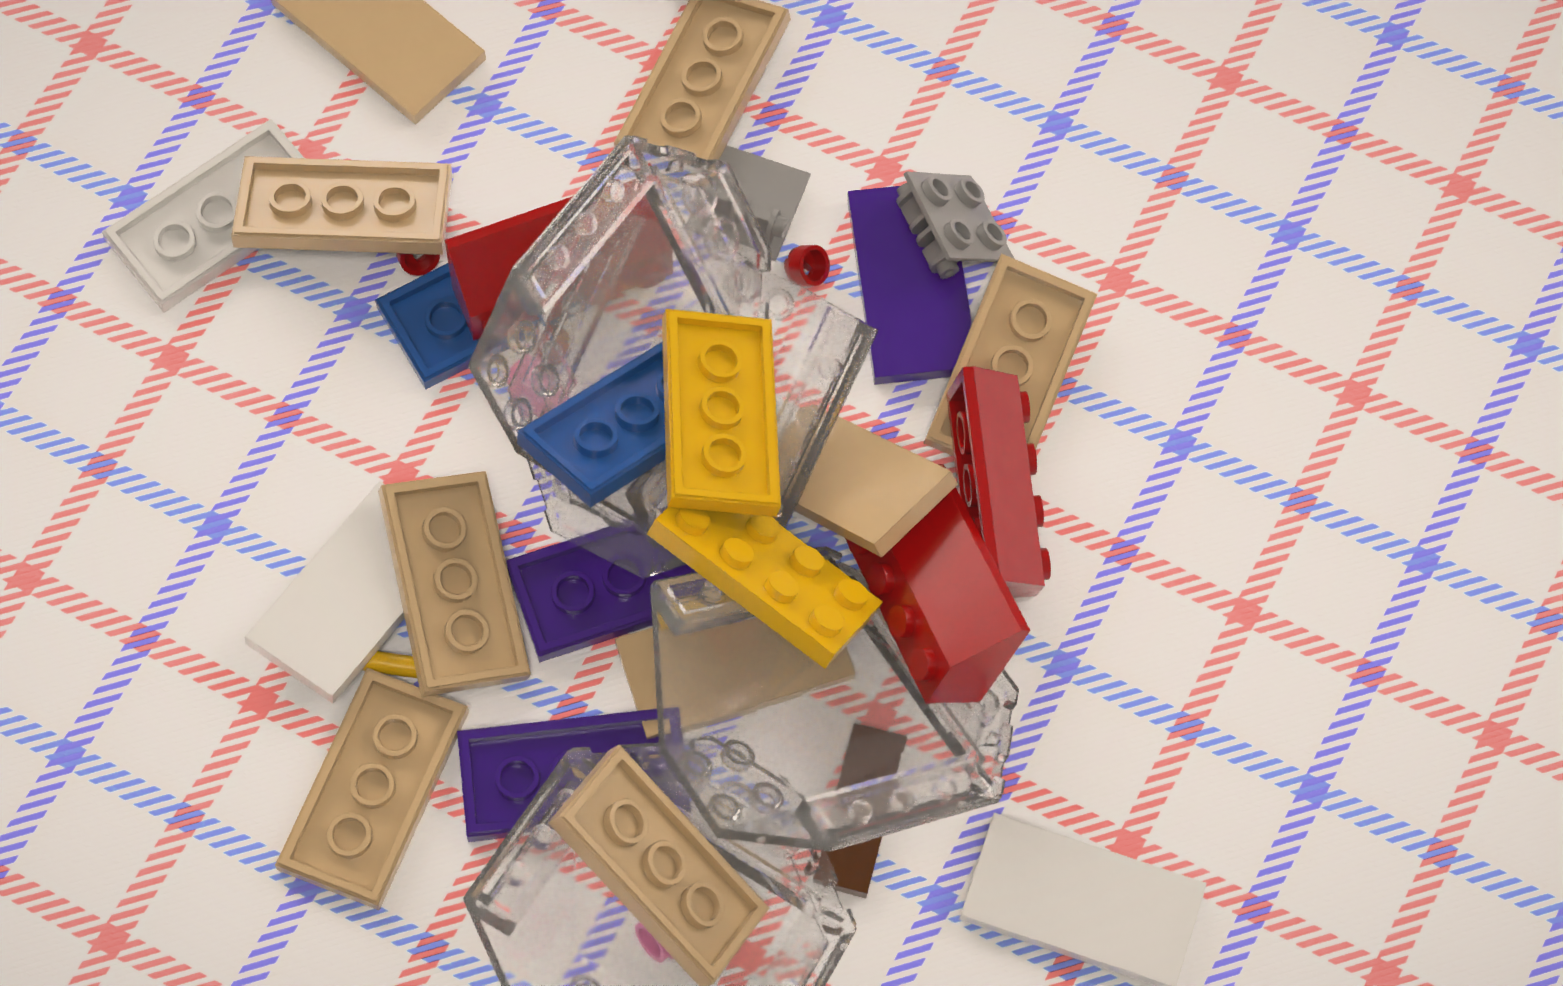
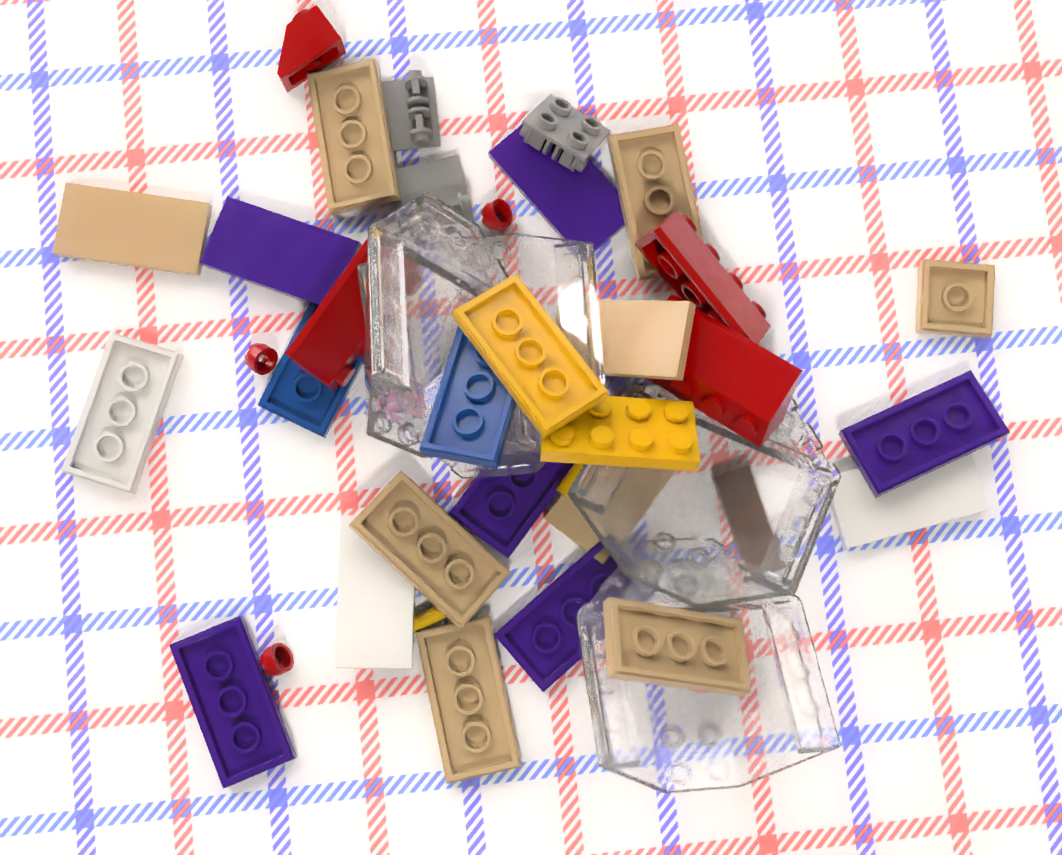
camera: 35 degrees left, 15 degrees up
(100, 609) = (233, 701): none -> dark purple tile
(196, 593) = (283, 655): none -> red hinge
(342, 205) = (196, 361): tan tile -> none
(513, 139) = (277, 251): none -> dark purple tile
(791, 95) = (412, 112): none -> light grey hinge
(1154, 840) = (923, 433): none -> dark purple tile
(1310, 713) = (955, 298): none -> tan tile

